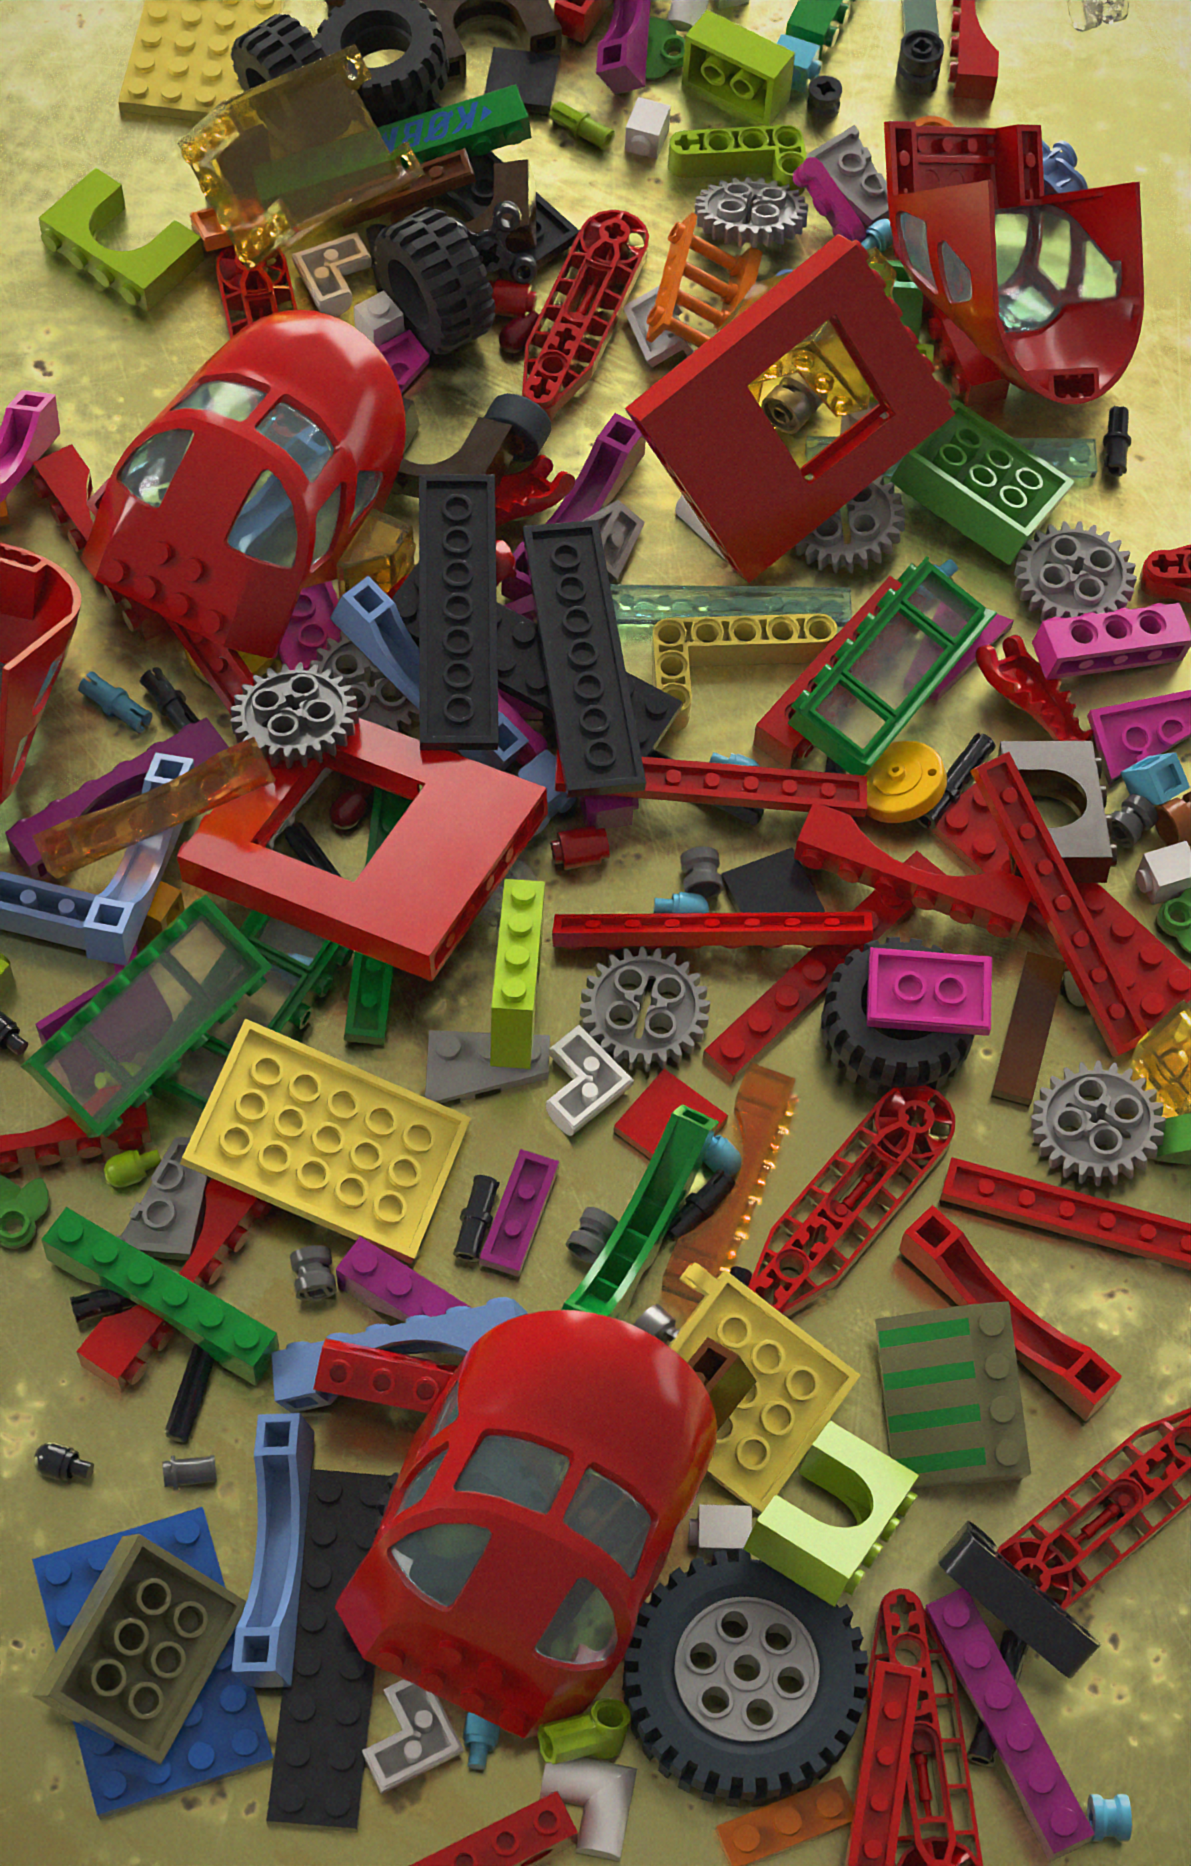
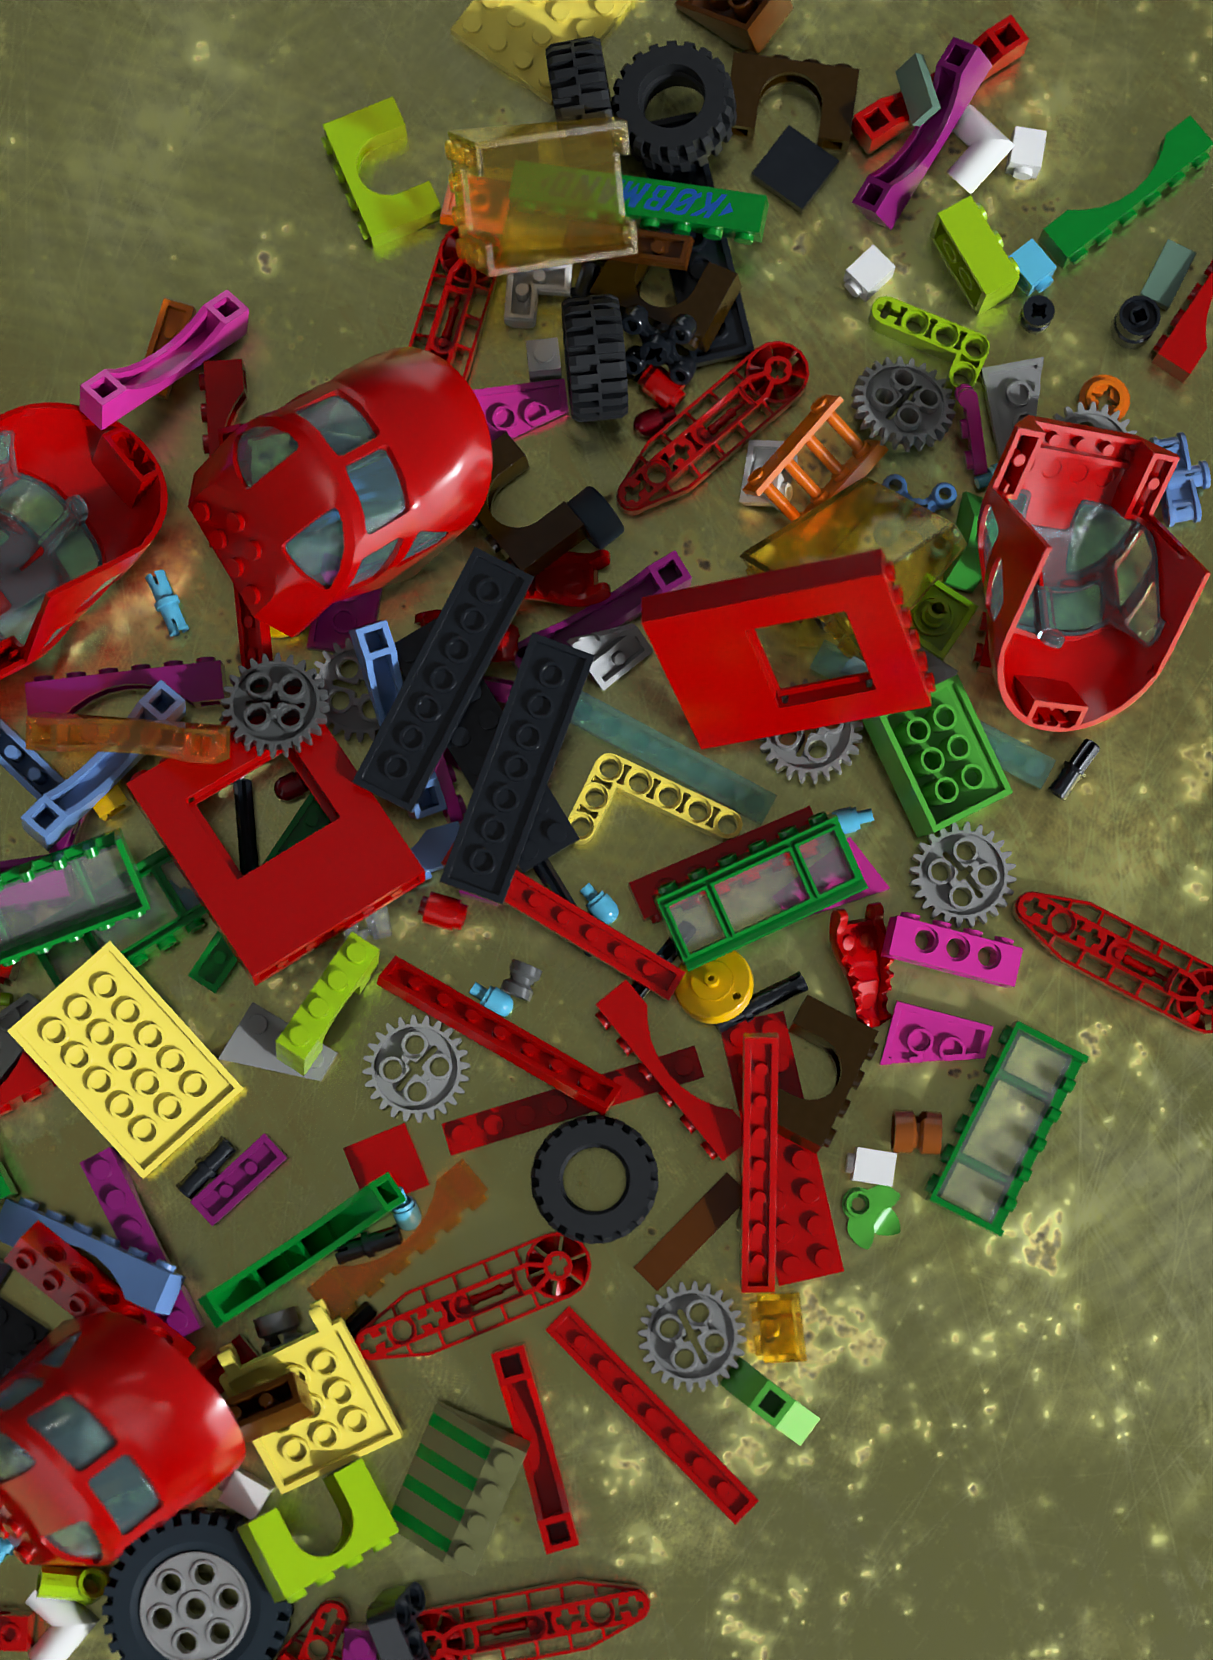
camera: 30 degrees right, 20 degrees up
(169, 701) = (207, 625): black pin -> none
(313, 1273) = (69, 1149): dark grey wheel -> none
(379, 550) = (418, 586): clear yellow slope -> none
(582, 125) = (818, 240): lime axle -> none
(592, 1235) = (285, 1221): dark grey wheel -> none
(594, 1084) = (349, 1105): white brick -> none
(661, 42) = (931, 188): bright green plate -> none
(771, 886) = (567, 1021): black tile -> none
(929, 991) = (616, 1184): dark pink tile -> none
(1135, 816) = (864, 1109): dark grey wheel -> none
(1156, 778) = (908, 1088): medium azure brick -> none

